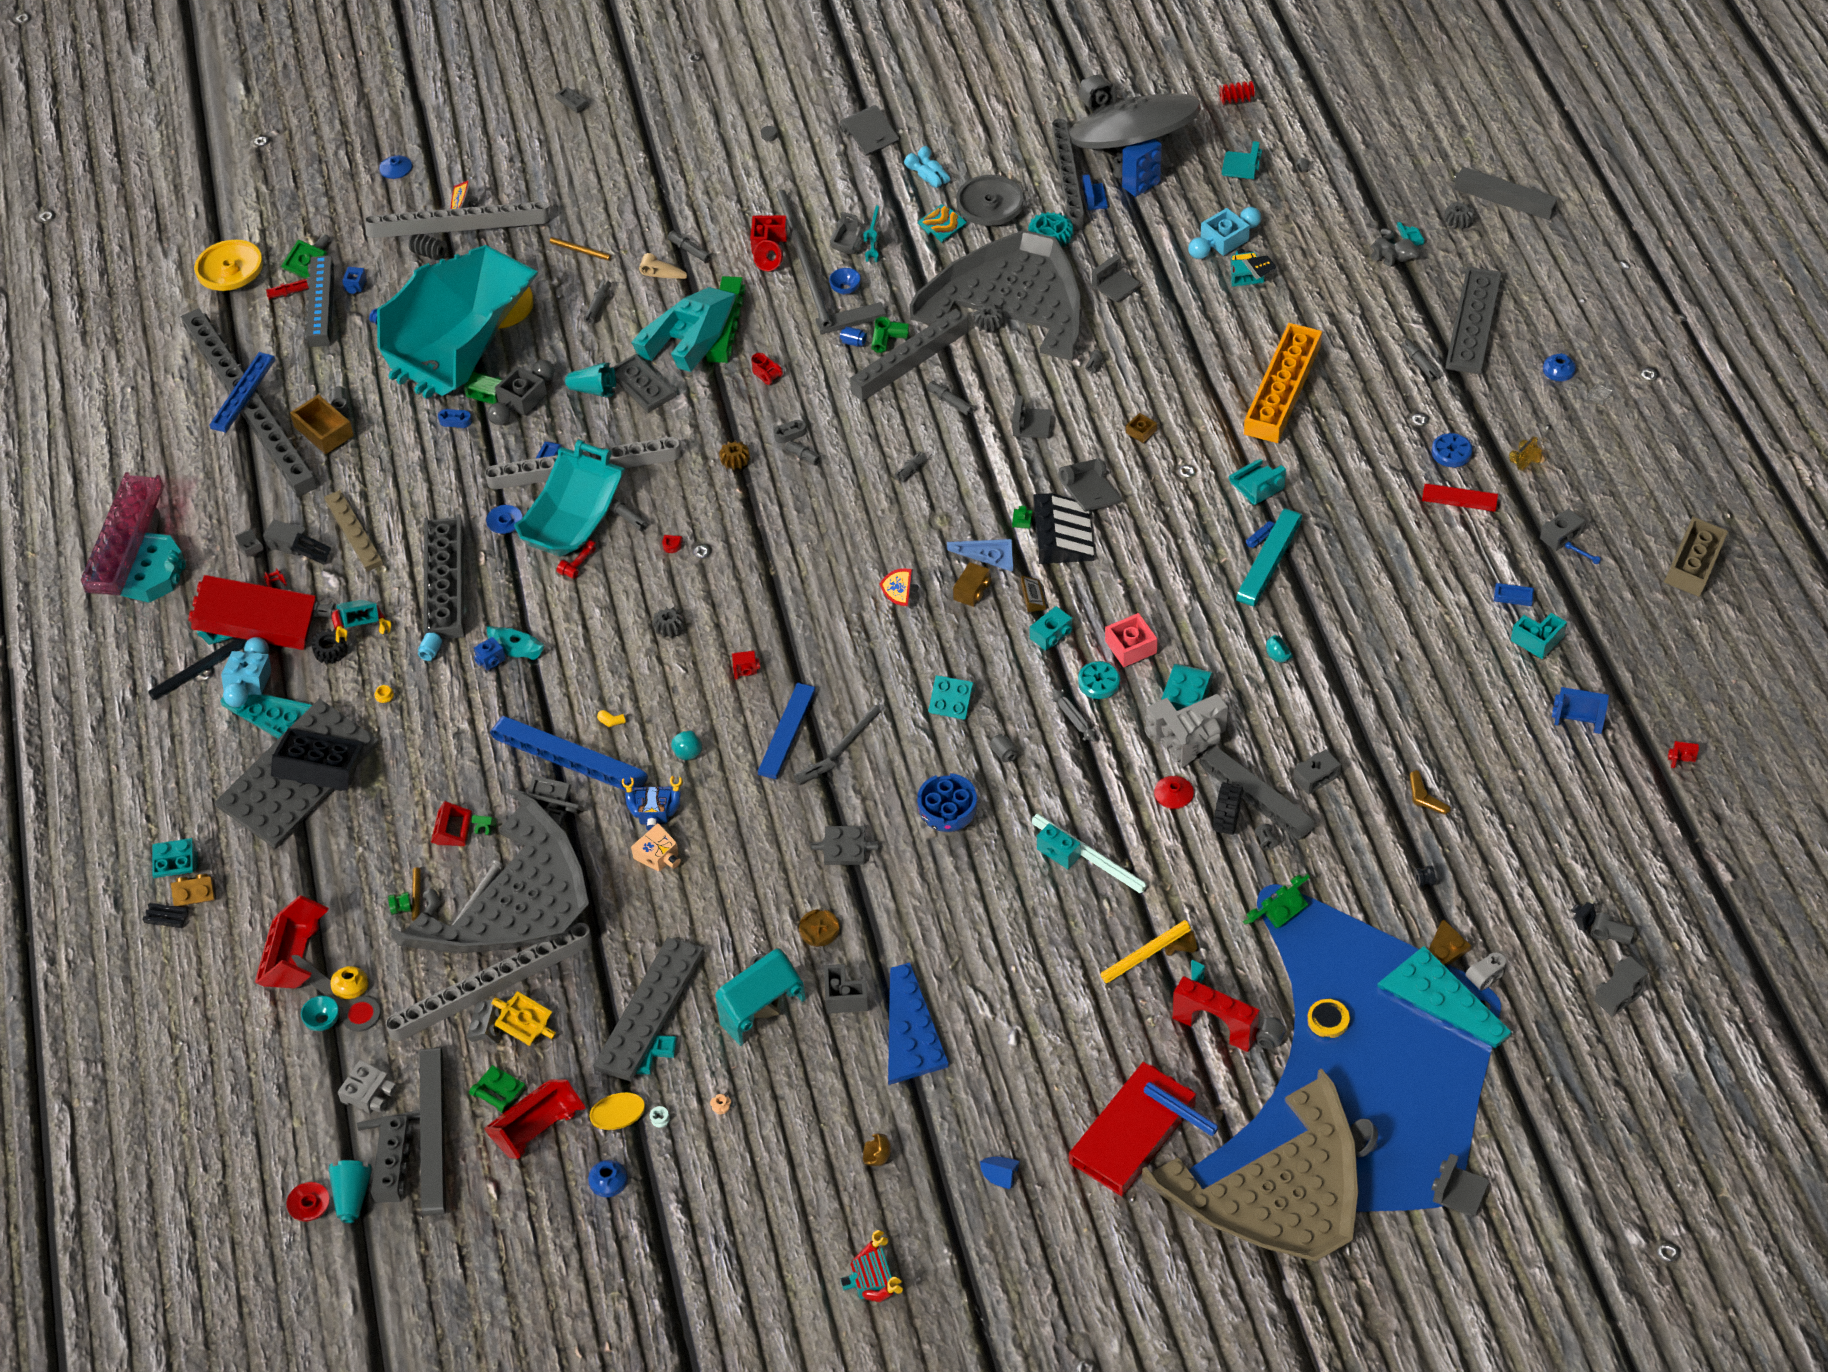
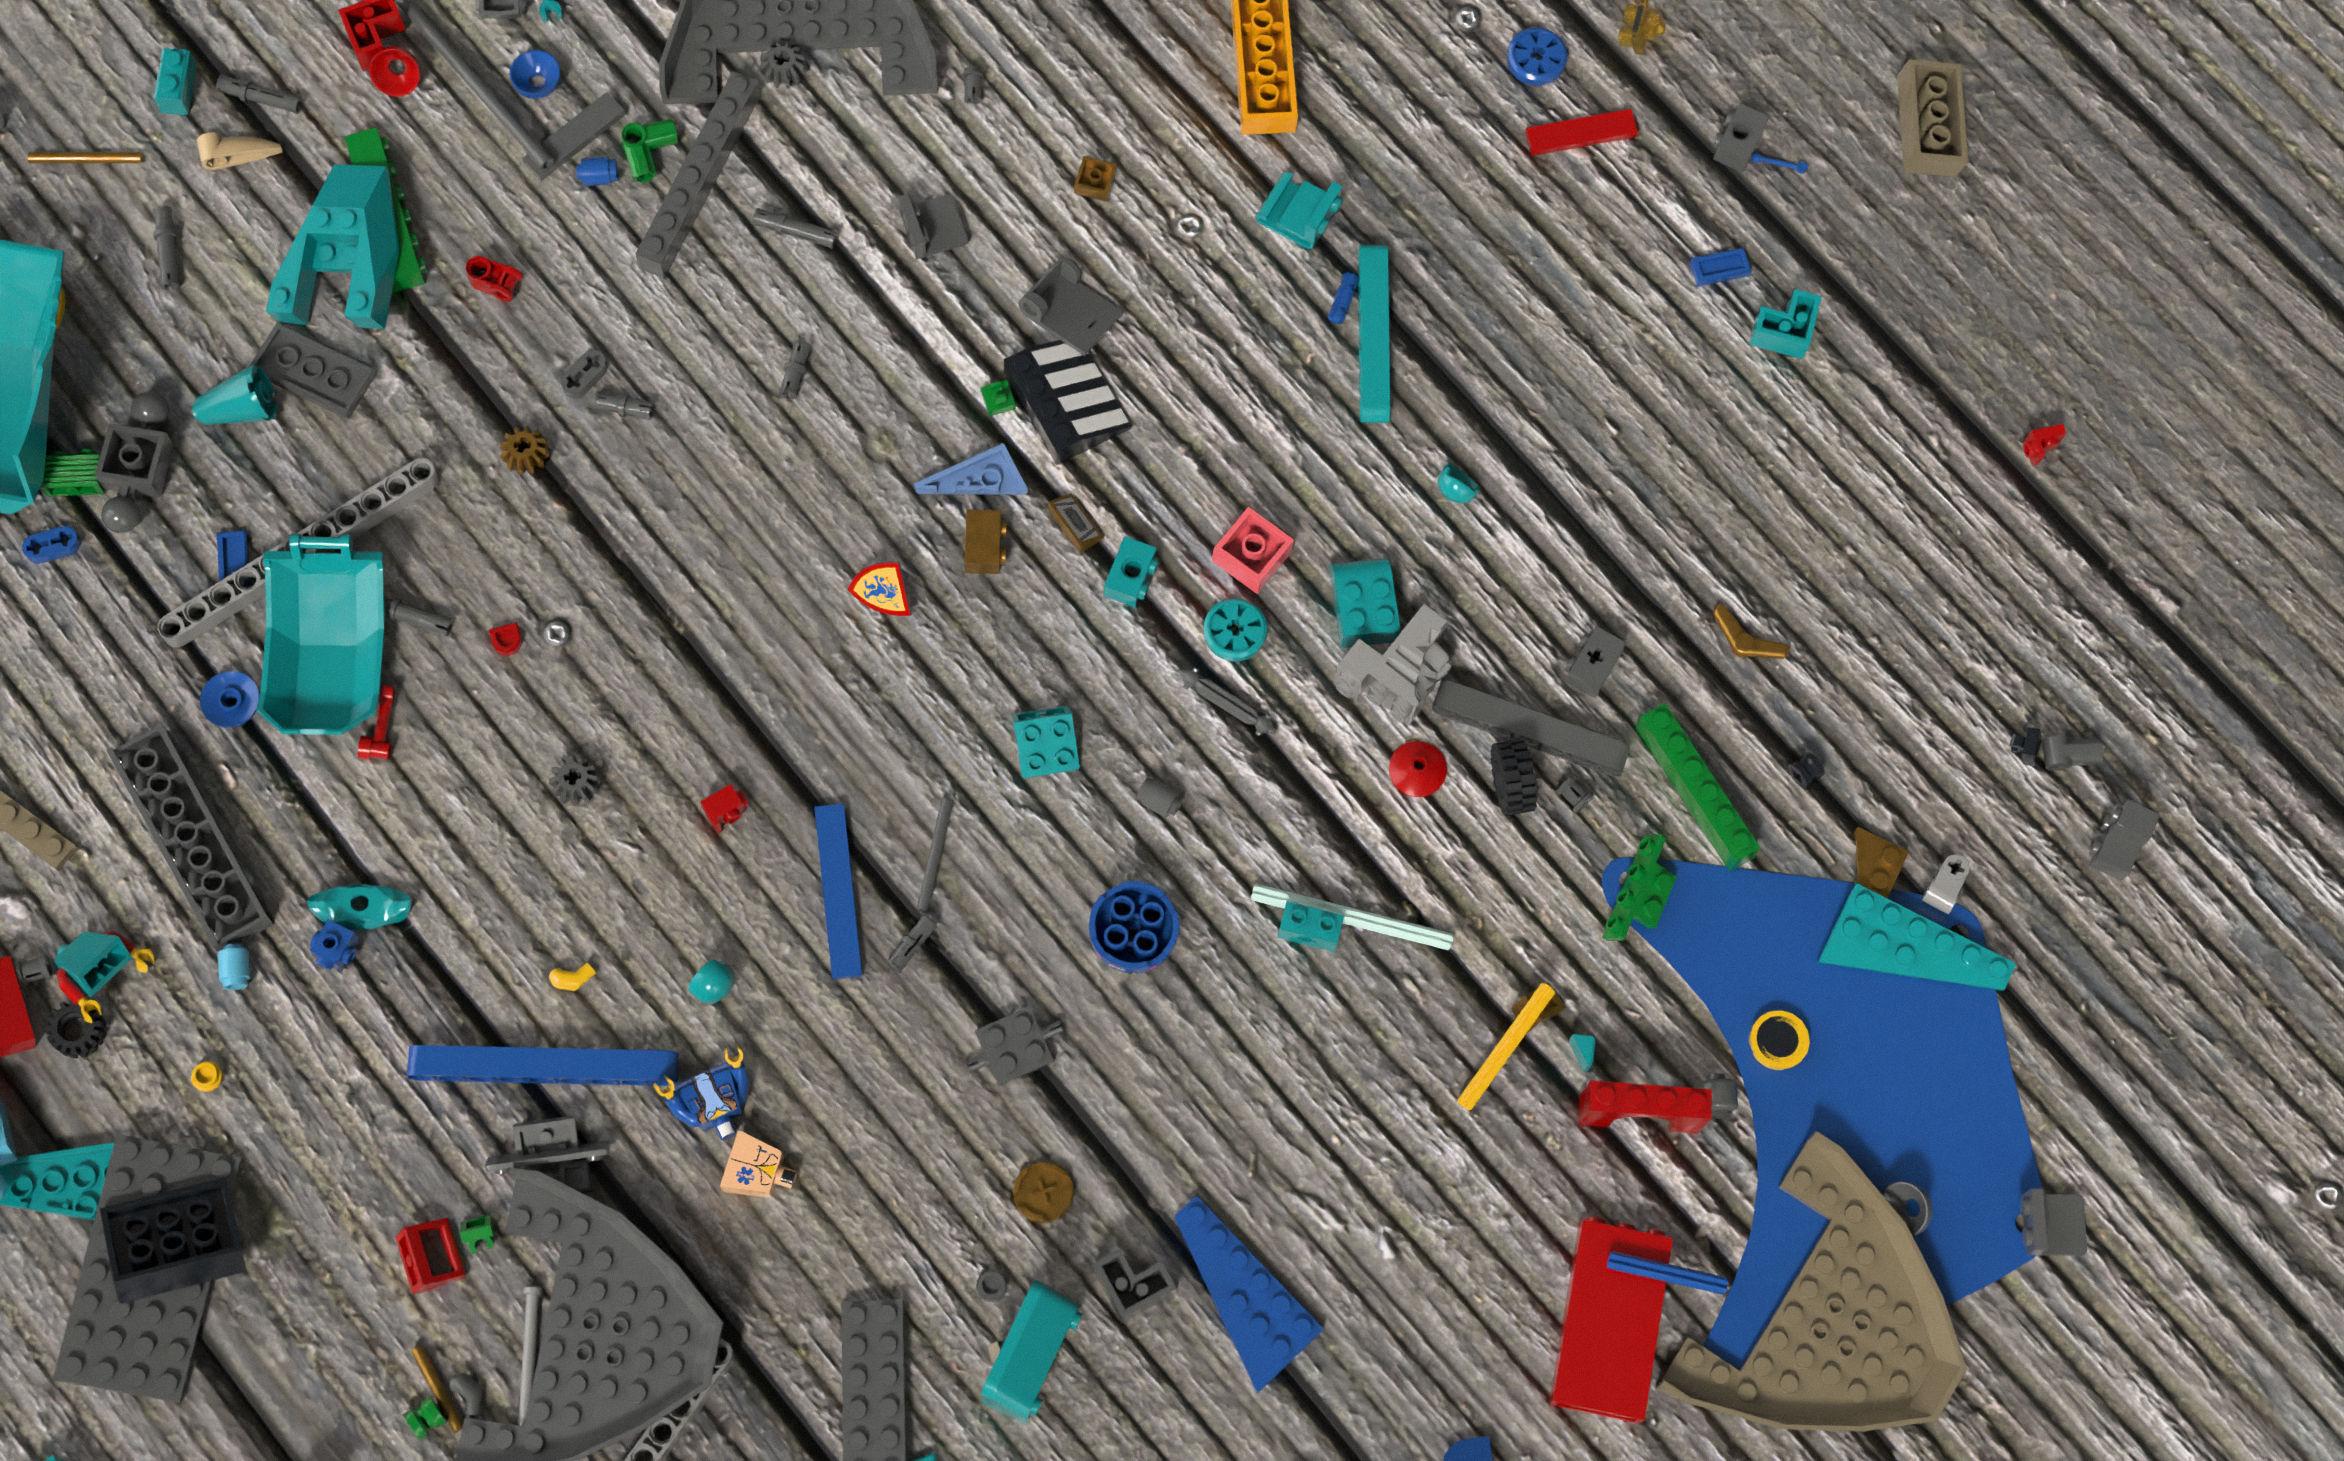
camera: 35 degrees left, 20 degrees up
(647, 226) = (175, 81): none -> teal brick
(1347, 860) = (1697, 787): none -> green brick
(1581, 706) = (1910, 418): blue panel -> none

